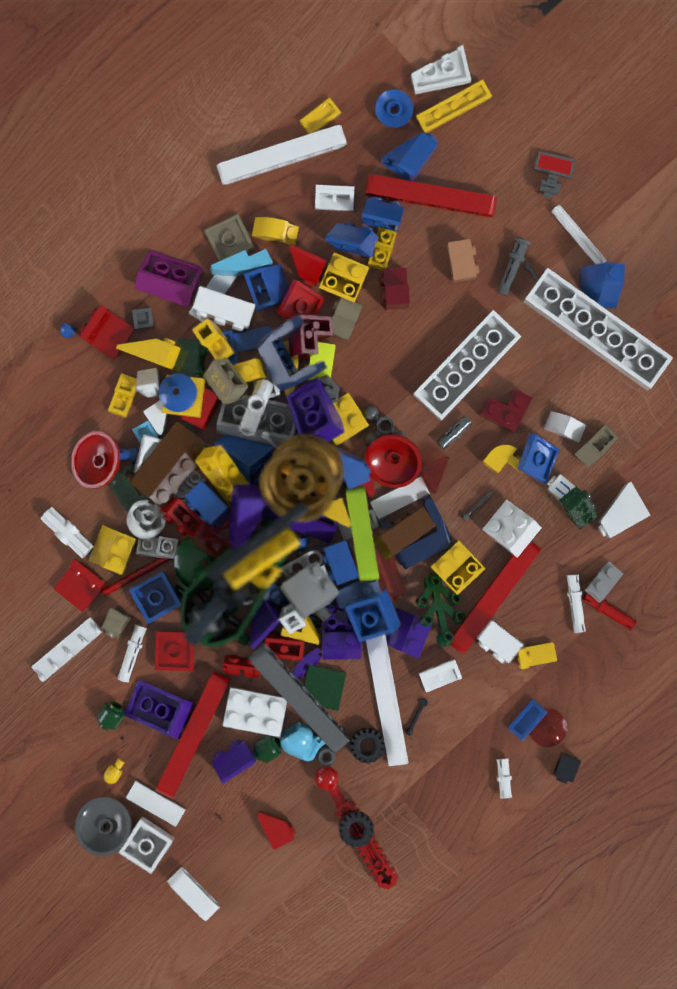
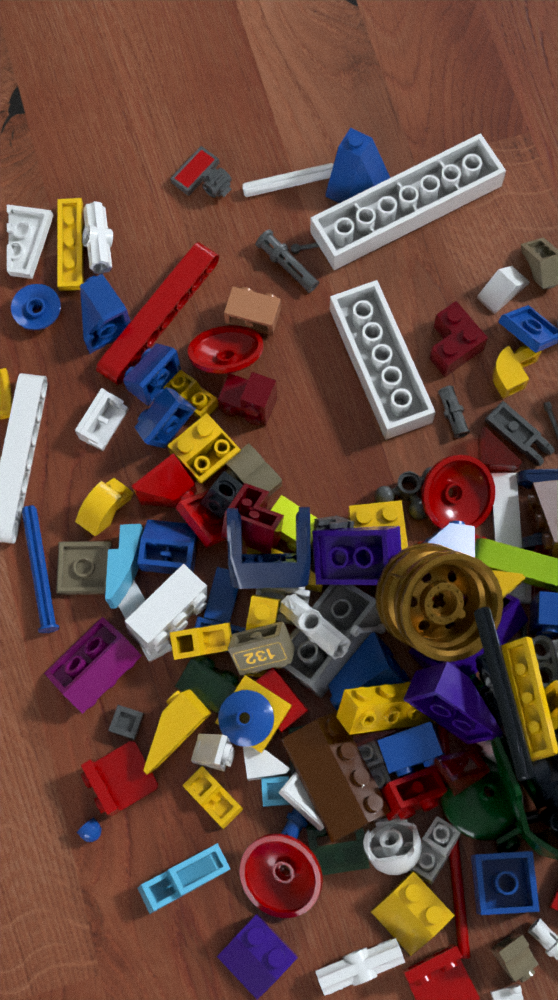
camera: 60 degrees left, 15 degrees down
(44, 468) = (257, 956): none -> dark purple slope
(67, 402) = (183, 878): none -> medium azure slope
(214, 210) = (39, 570): none -> blue axle
(323, 308) = (221, 494): none -> black brick
(423, 256) = (225, 349): none -> red dish
(459, 481) = (518, 432): none -> dark grey hinge
(466, 124) = (97, 238): none -> white piece

